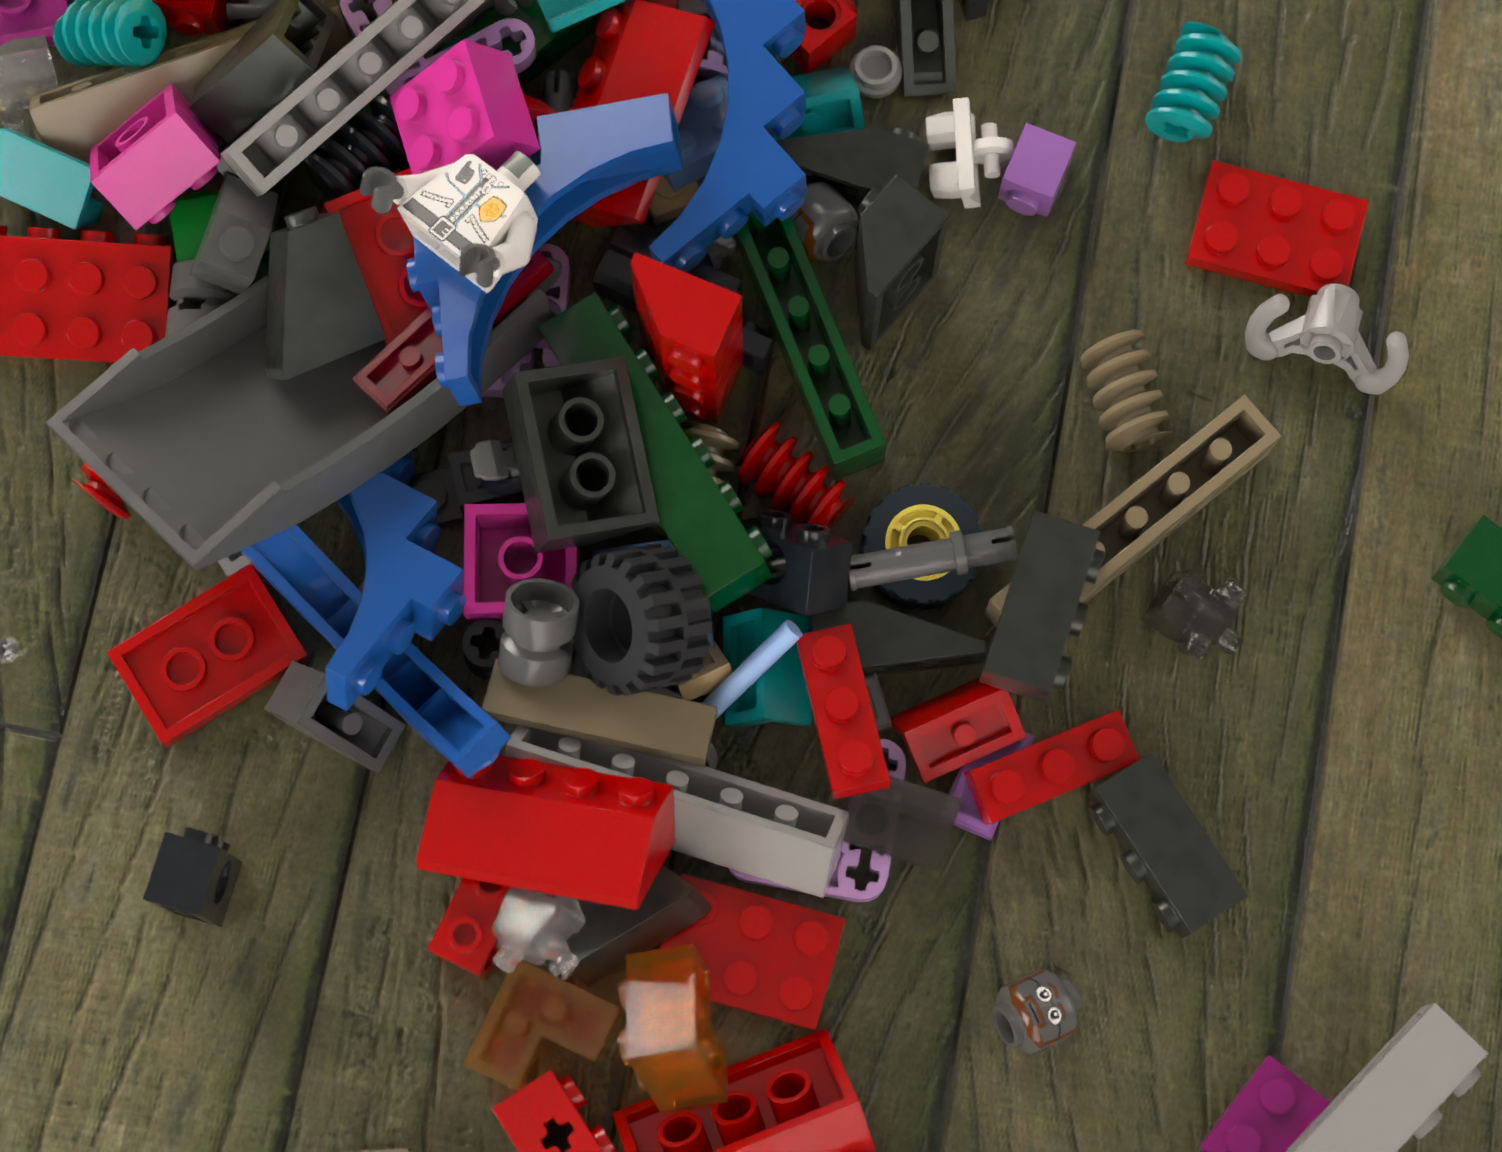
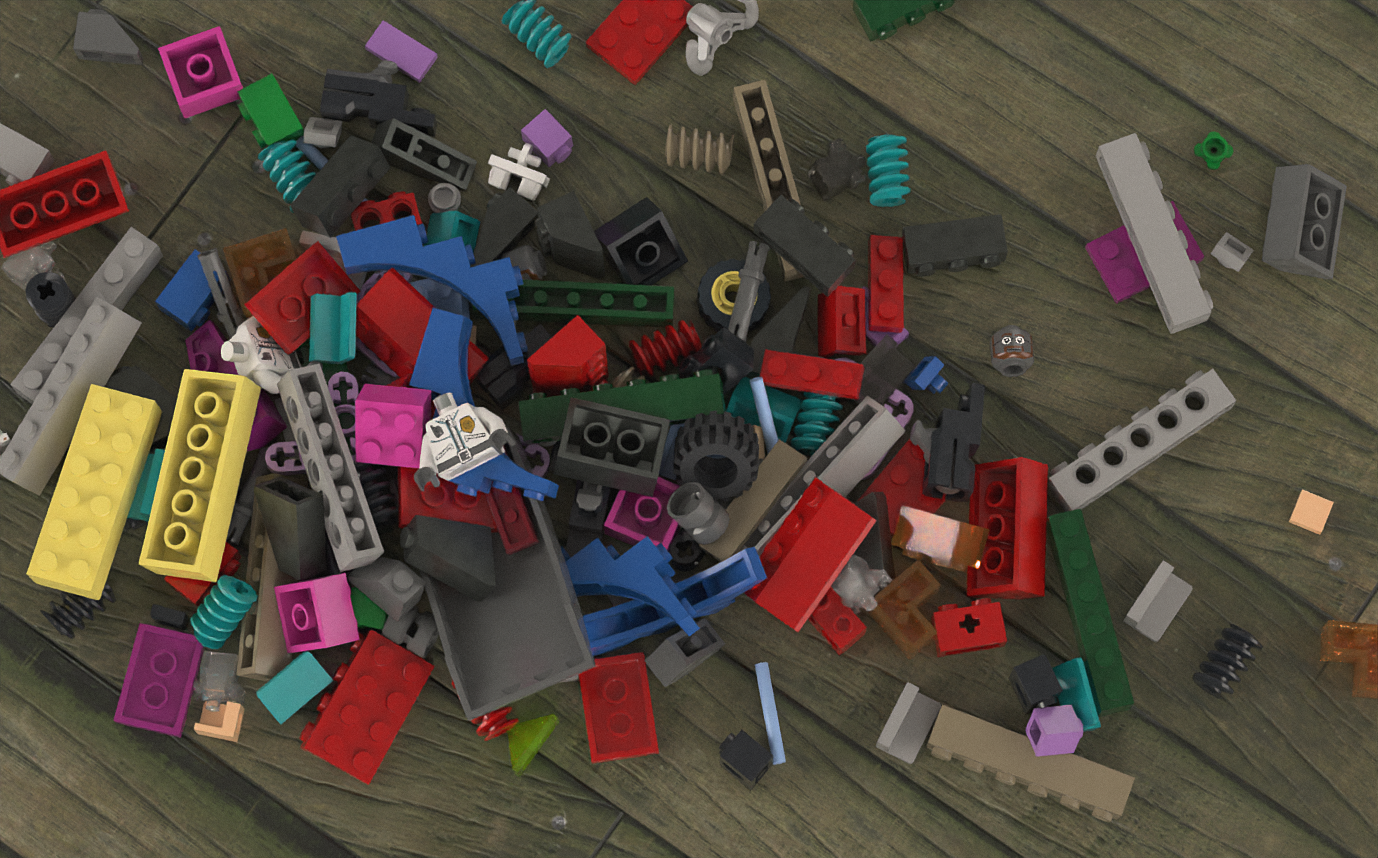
camera: 65 degrees left, 0 degrees up
(103, 546) = (527, 739): none -> clear neon green slope
(296, 888) = (770, 713): none -> light blue bar
(366, 1109) = (908, 724): none -> light grey panel
(777, 757) = (815, 422): none -> teal piece
(829, 977) = (950, 447): none -> black plate
(934, 893) = (927, 376): none -> blue tile
(935, 375) = (641, 244): none -> black slope
(1234, 688) = (886, 170): none -> teal piece

